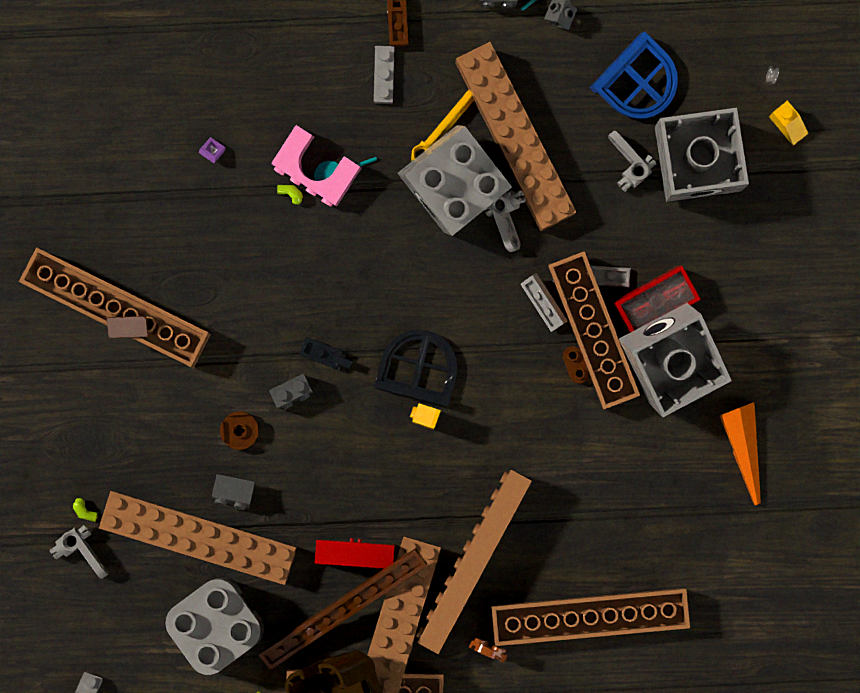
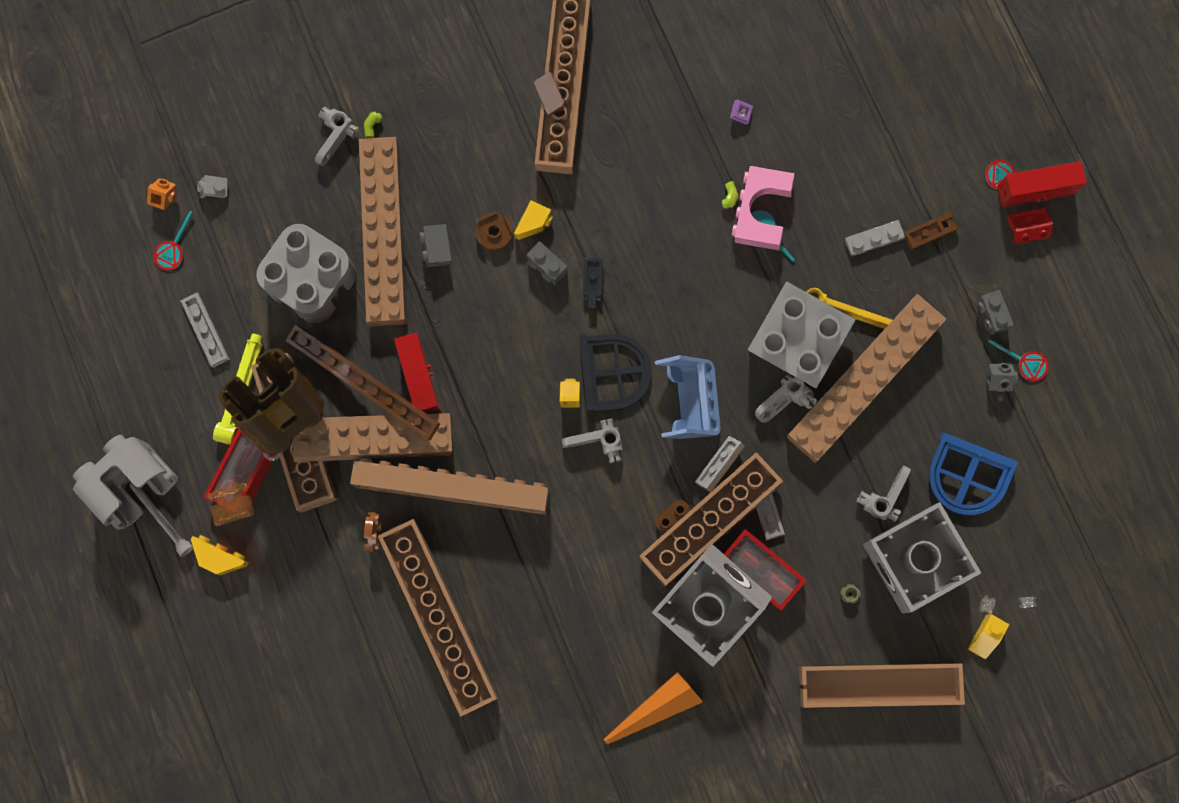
camera: 75 degrees right, 5 degrees down
(243, 388) = (533, 220): none -> yellow slope
(475, 300) = (696, 396): none -> medium blue windscreen
(493, 397) = (610, 449): none -> light grey piece
(711, 230) = (855, 594): none -> olive plate
(761, 112) = (987, 605): none -> clear bush
(798, 236) = (881, 685): none -> medium nougat piece

